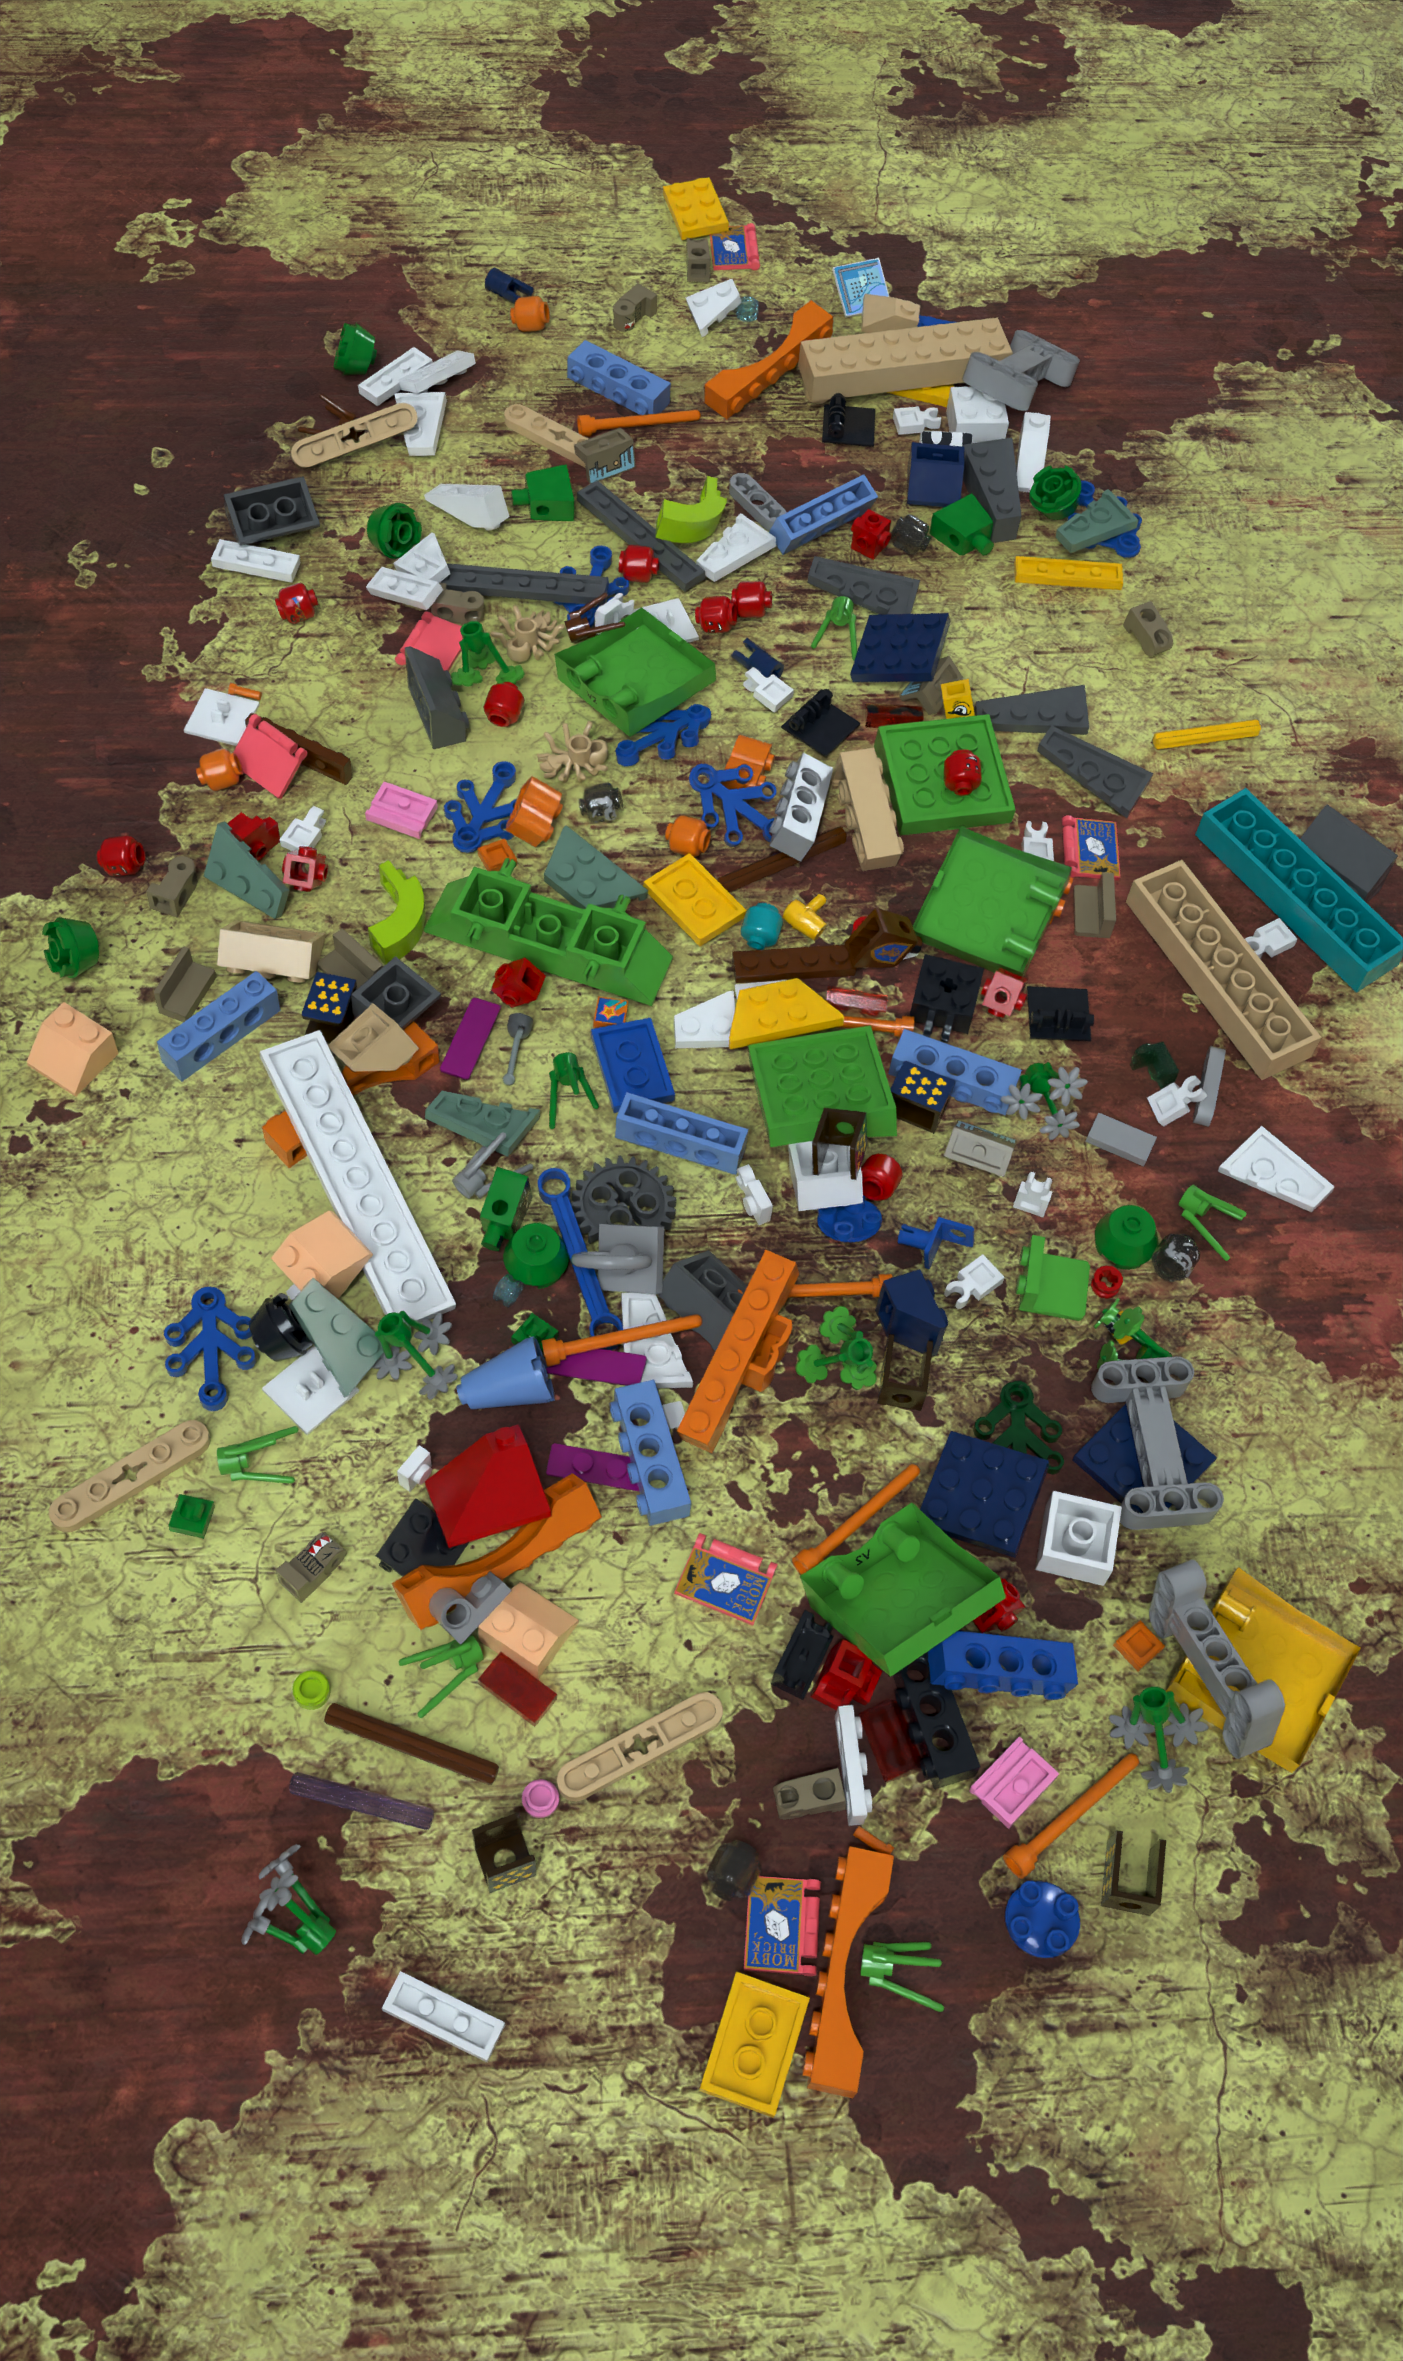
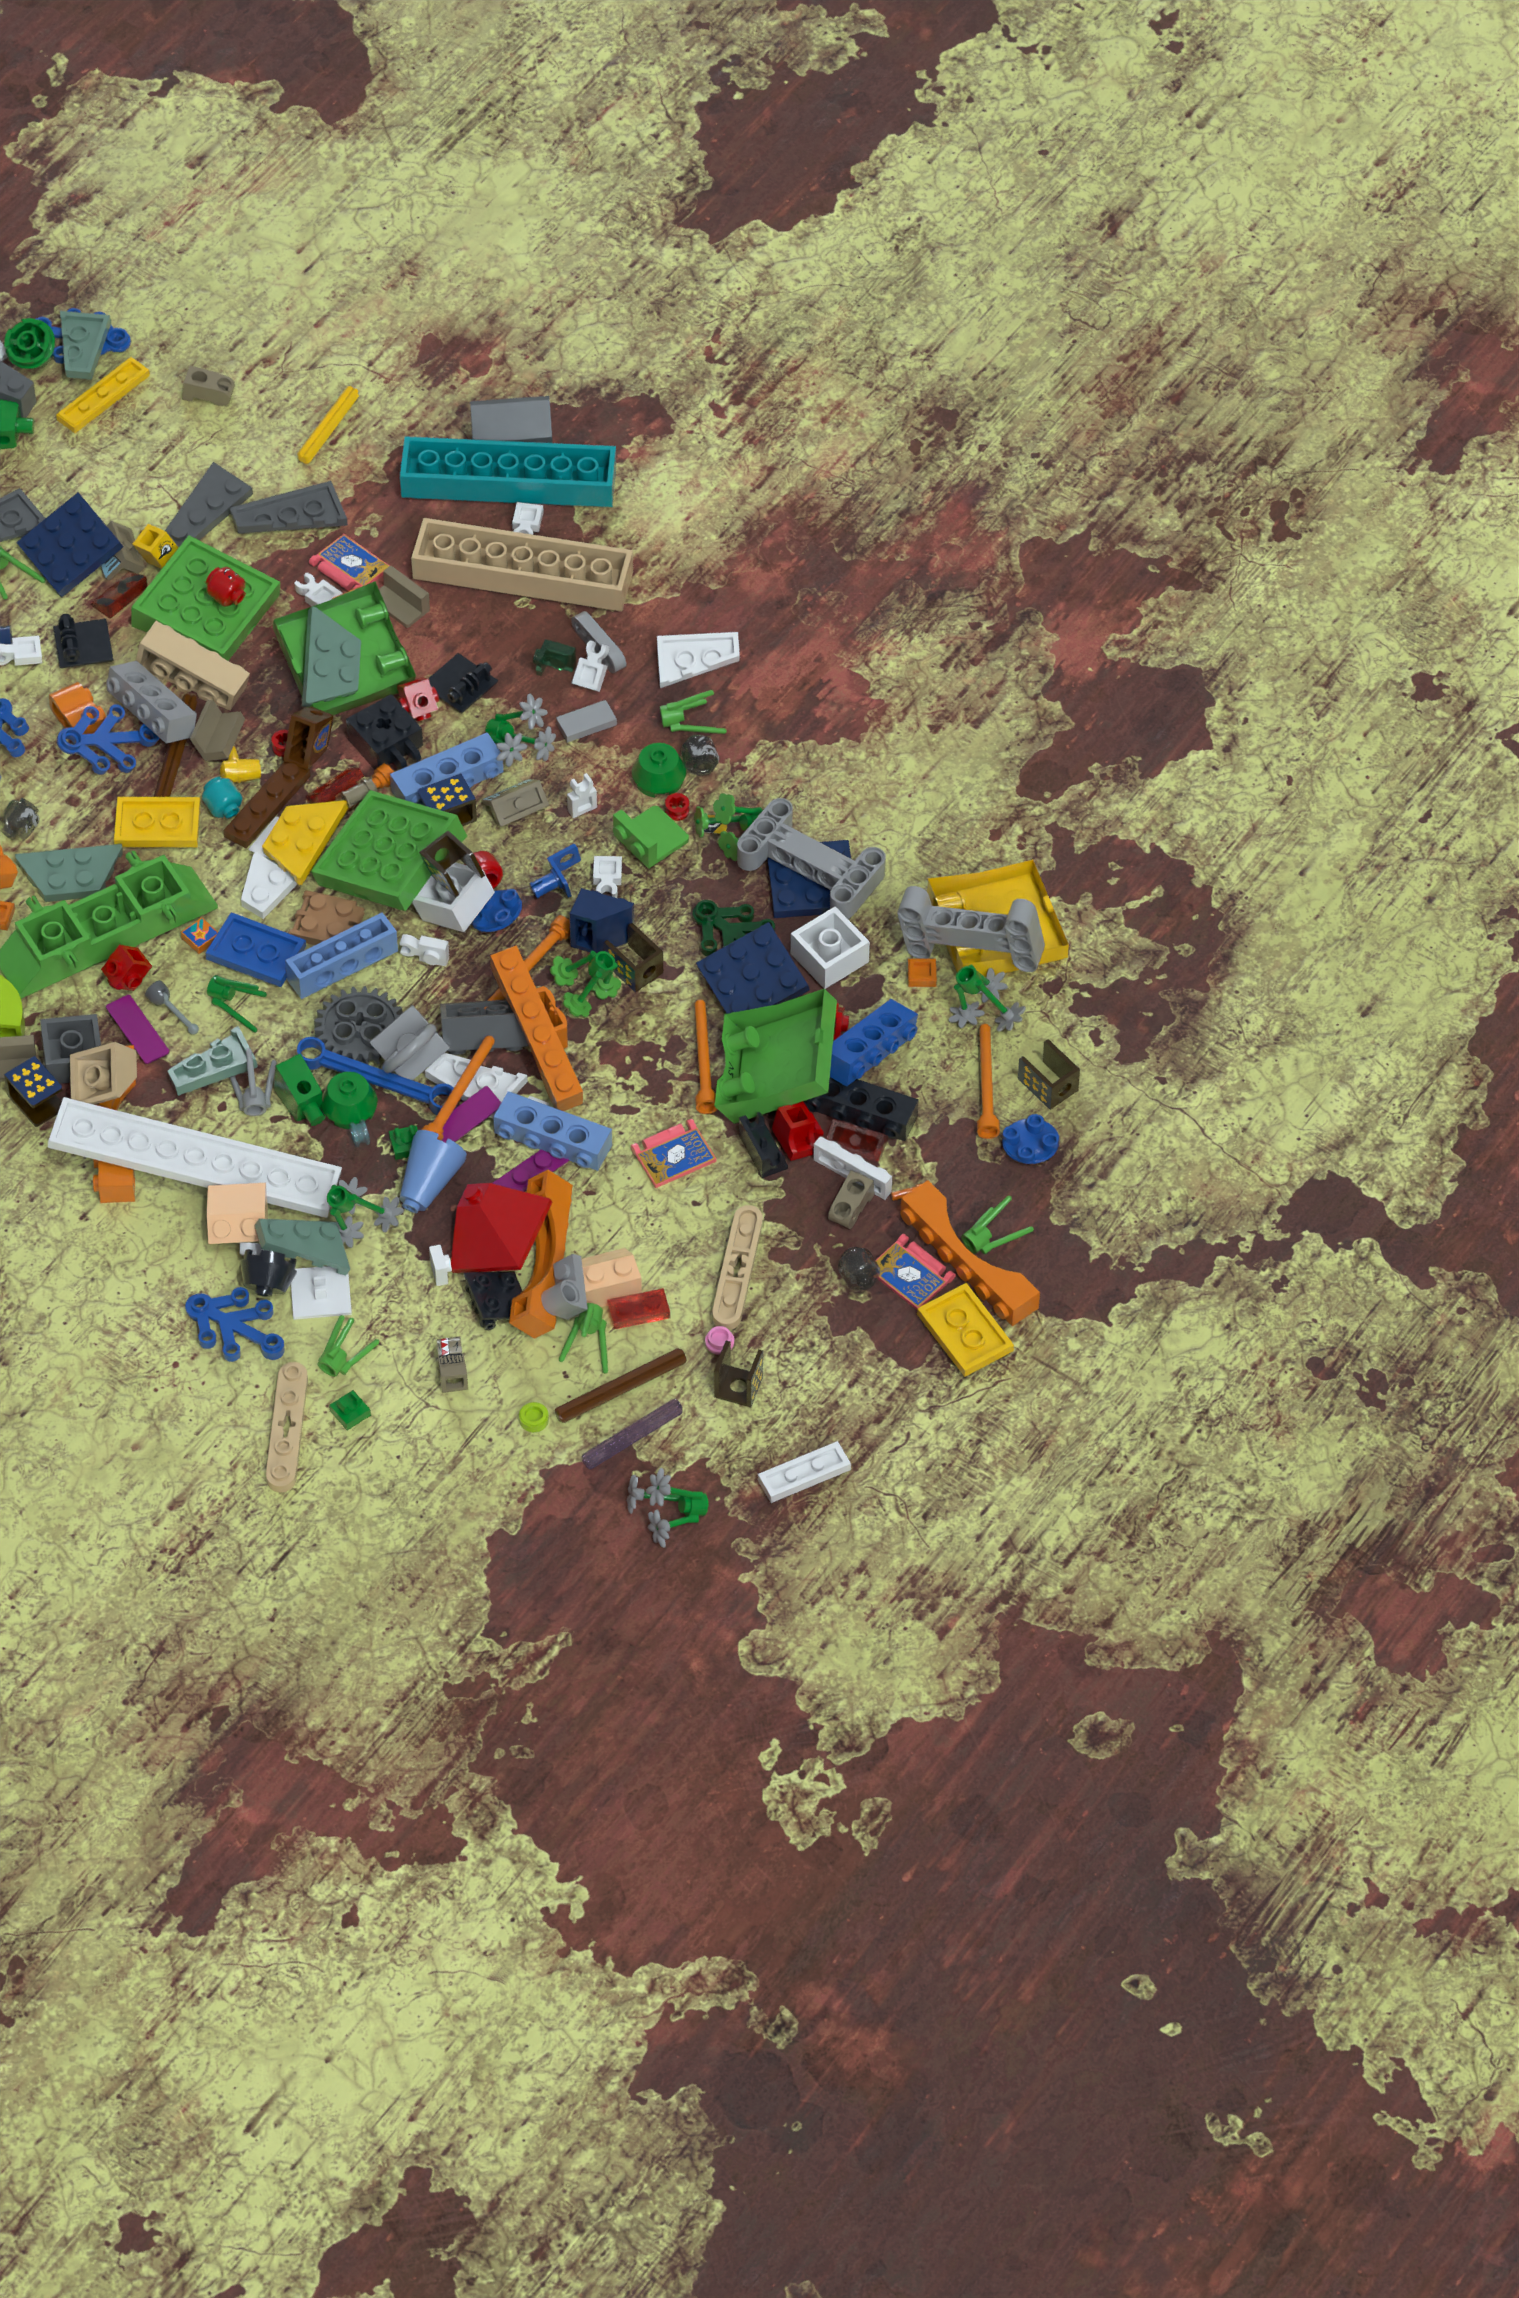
camera: 45 degrees left, 5 degrees down
(688, 836) = (102, 787): orange head -> none
(716, 1093) = (325, 917): none -> medium nougat plate
(823, 873) = (216, 732): none -> dark tan panel
(858, 1018) = (357, 793): none -> dark tan pin
(969, 899) = (330, 660): none -> sand green wing
(1014, 1782) = (941, 1095): bright pink plate -> none

